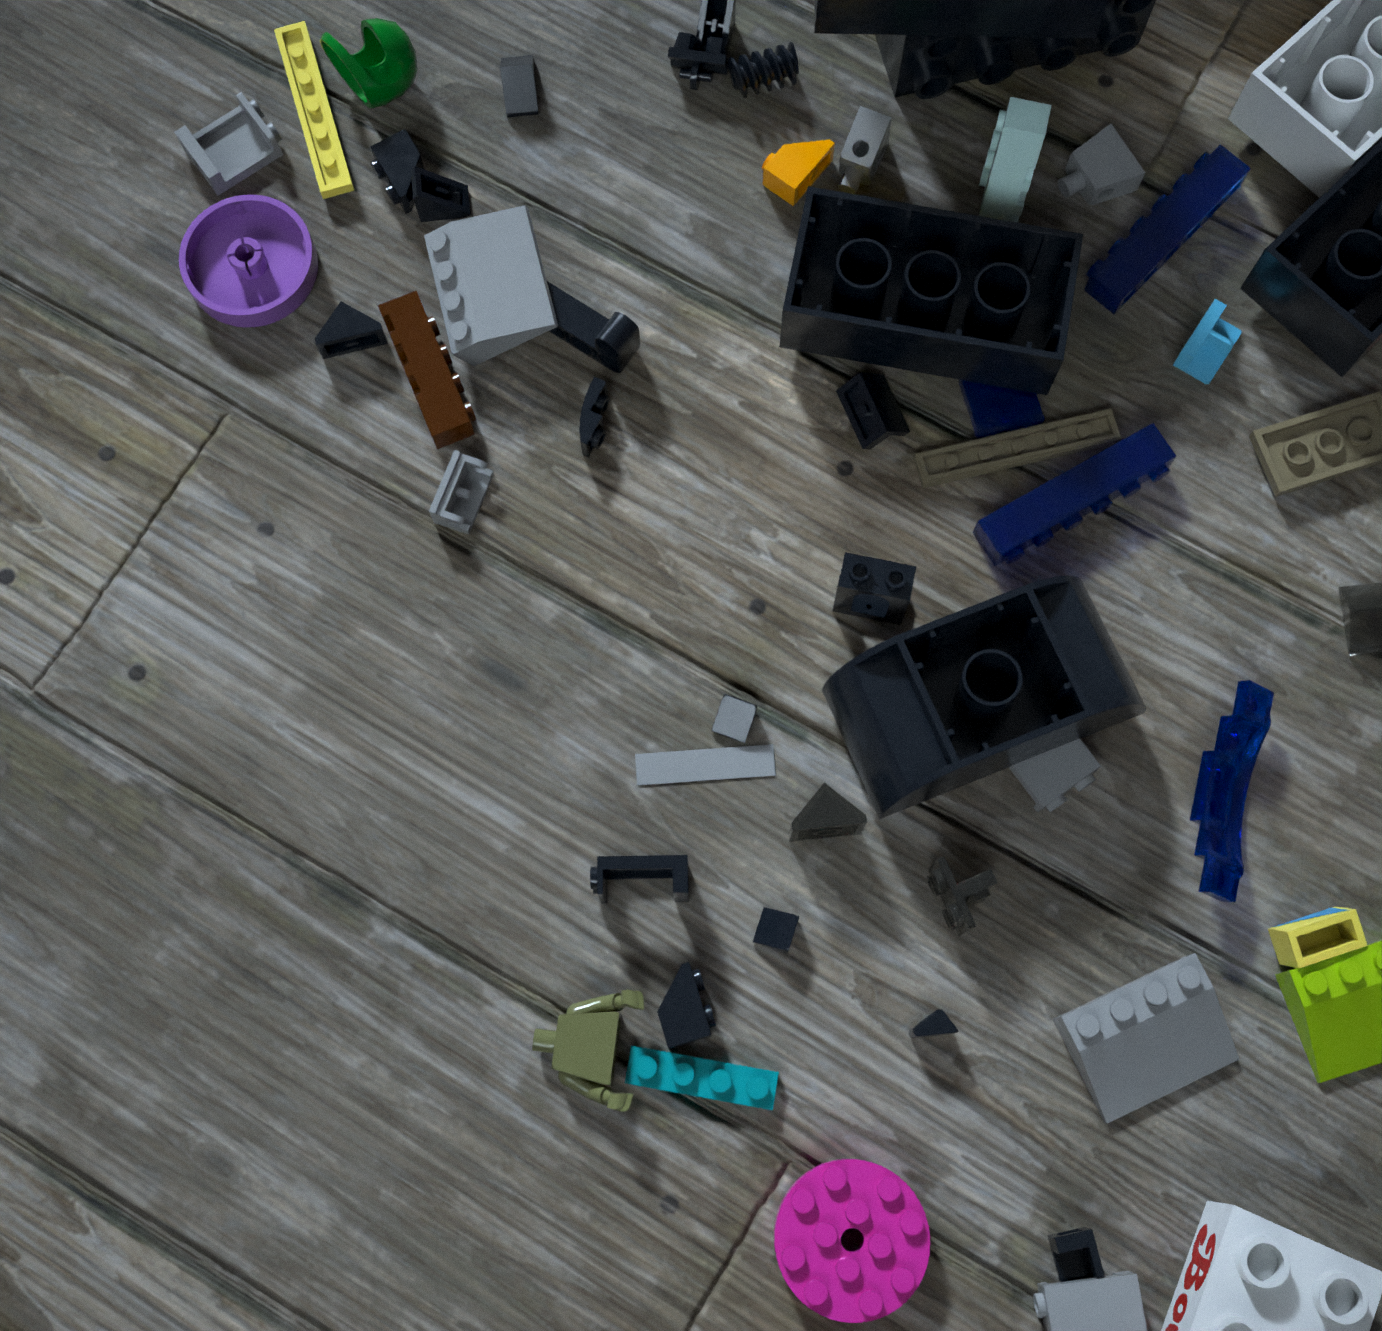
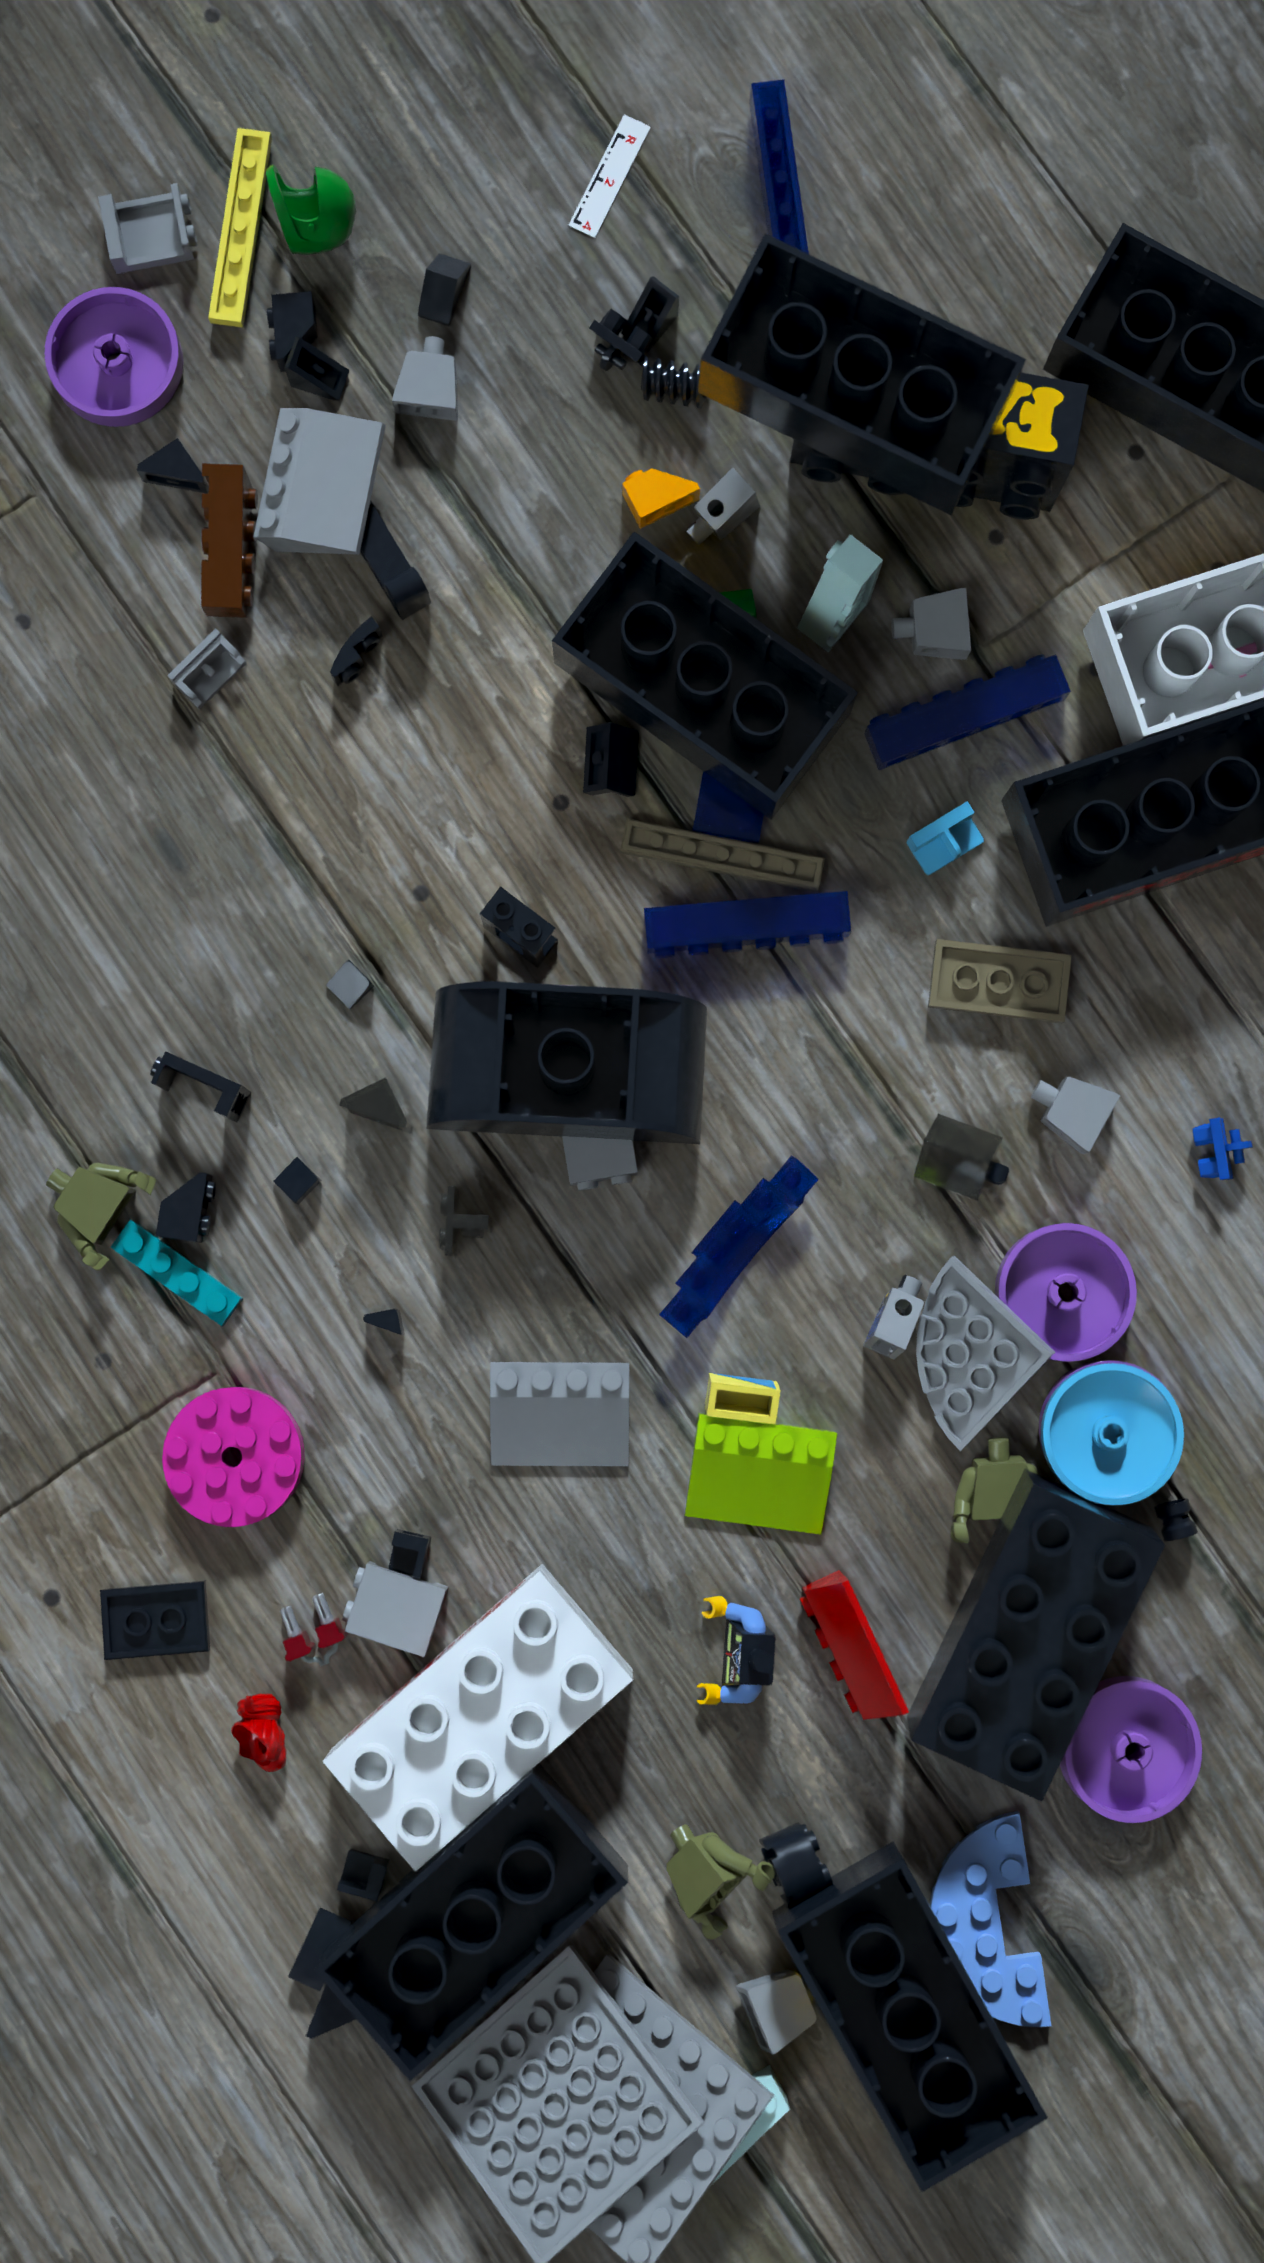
camera: 20 degrees right, 10 degrees up
(547, 164) = (427, 383): none -> light grey torso
(705, 764) = (307, 1012): light grey sticker -> none

